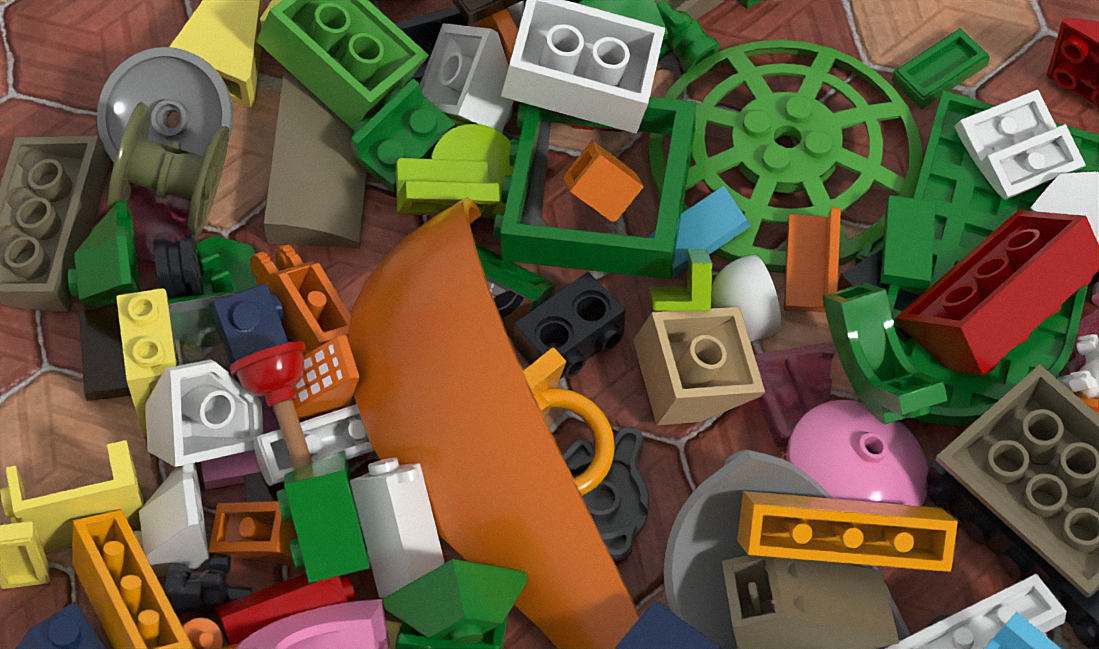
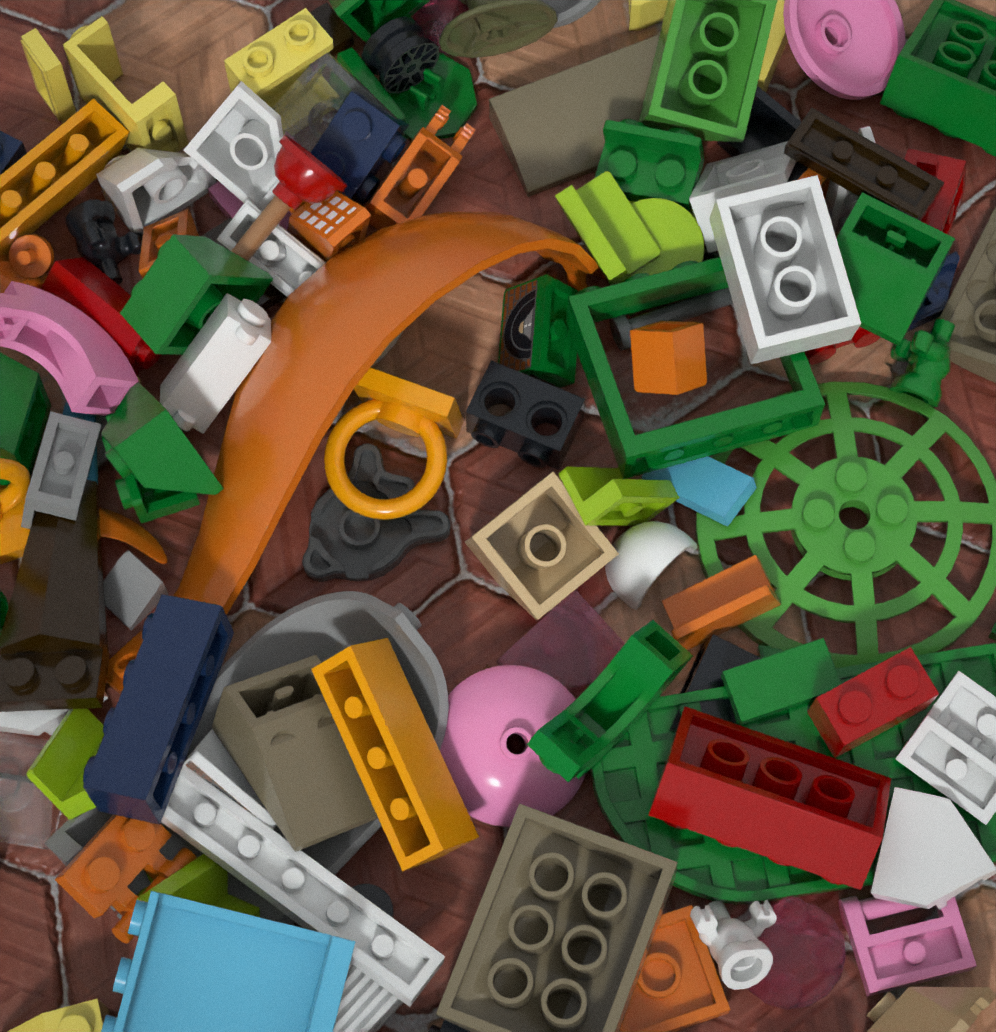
camera: 65 degrees right, 10 degrees up
(961, 185) = (872, 702): none -> red brick

